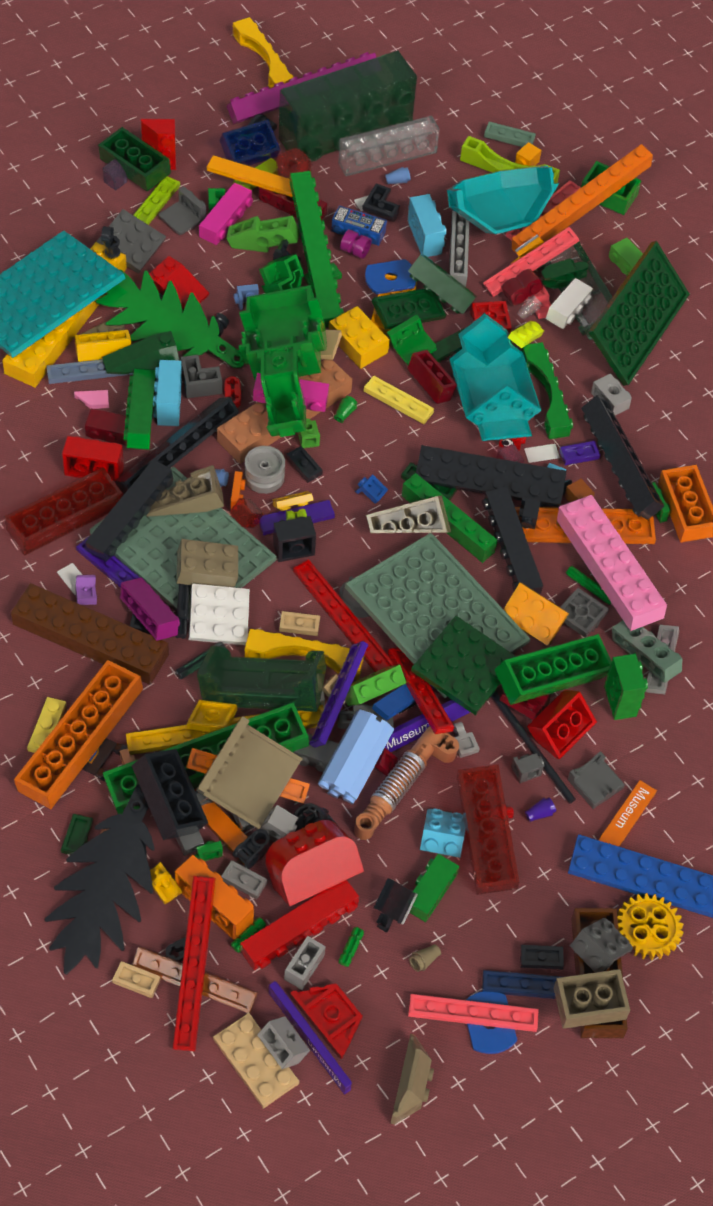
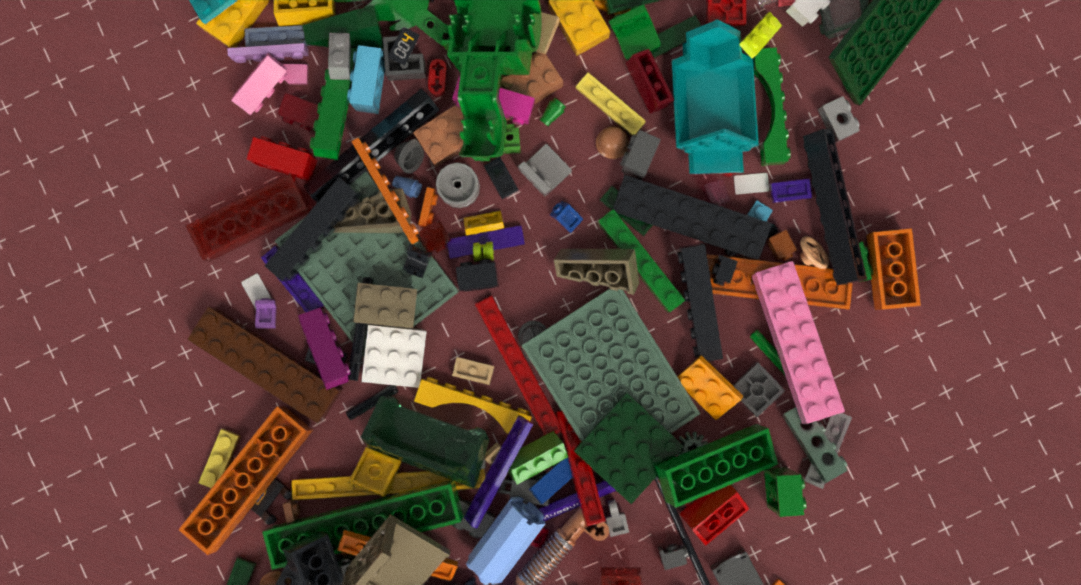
camera: 15 degrees right, 30 degrees up
(66, 404) = (259, 84): none -> bright pink brick
(70, 382) = (257, 53): none -> lavender plate
(143, 370) = (339, 56): none -> light grey brick
(200, 361) = (403, 46): none -> black sticker
(200, 464) = (390, 197): none -> orange plate
(214, 448) = (409, 155): none -> dark grey piece
(233, 527) = (416, 261): none -> black piece
(344, 455) = (545, 170): none -> light grey bracket
(405, 428) = (612, 142): none -> nougat helmet
(433, 427) = (640, 156): none -> dark grey brick
(610, 499) = (812, 255): none -> light nougat piece

